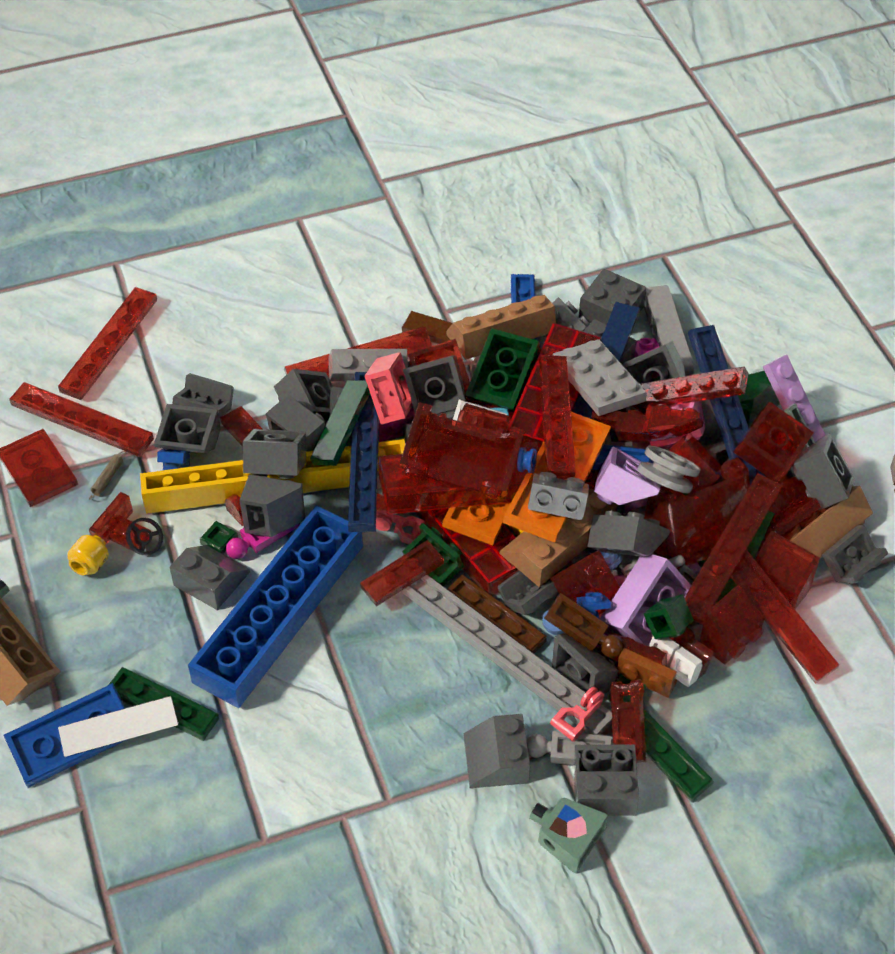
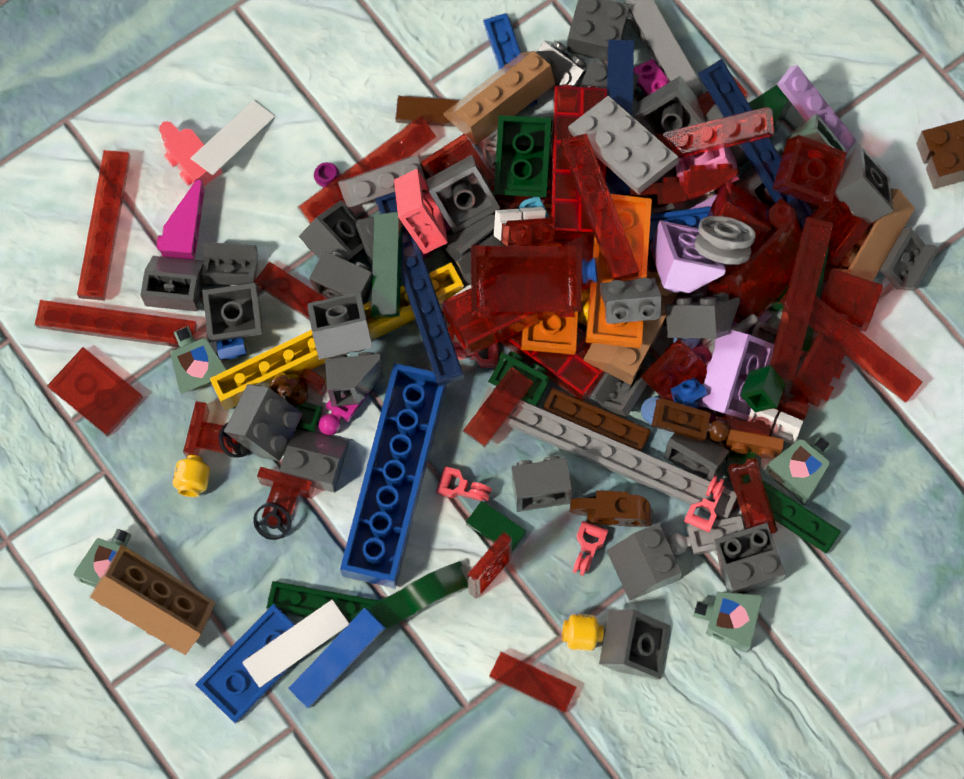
camera: 15 degrees left, 20 degrees up
(107, 474) = (167, 382): dark tan piece -> none
(131, 459) = (194, 361): none -> sand green torso
(142, 399) = (172, 283): none -> dark grey slope
(151, 750) = (337, 658): none -> blue tile
(171, 594) = (280, 500): none -> clear red piece
(173, 523) = (263, 422): none -> dark grey brick
(176, 360) = (183, 226): none -> dark pink slope
(208, 310) = (180, 148): none -> coral hinge
(214, 505) = (290, 388): none -> reddish brown arm
(240, 721) = (418, 595): none -> dark green piece
(250, 303) = (232, 137): none -> white sticker
(320, 349) = (325, 173): none -> magenta plate
(335, 702) = (490, 565): none -> clear red tile
(340, 835) = (532, 682): none -> clear red tile
(354, 643) = (478, 491): none -> coral piece
(360, 681) = (492, 524): none -> dark green tile
(407, 798) = (582, 632): none -> yellow head
(416, 648) = (541, 484): none -> dark grey brick
(433, 736) = (581, 563): none -> coral piece
(459, 826) = (634, 643): none -> dark grey slope
(481, 693) = (614, 509): none -> reddish brown piece
(687, 710) = (800, 468): none -> sand green torso

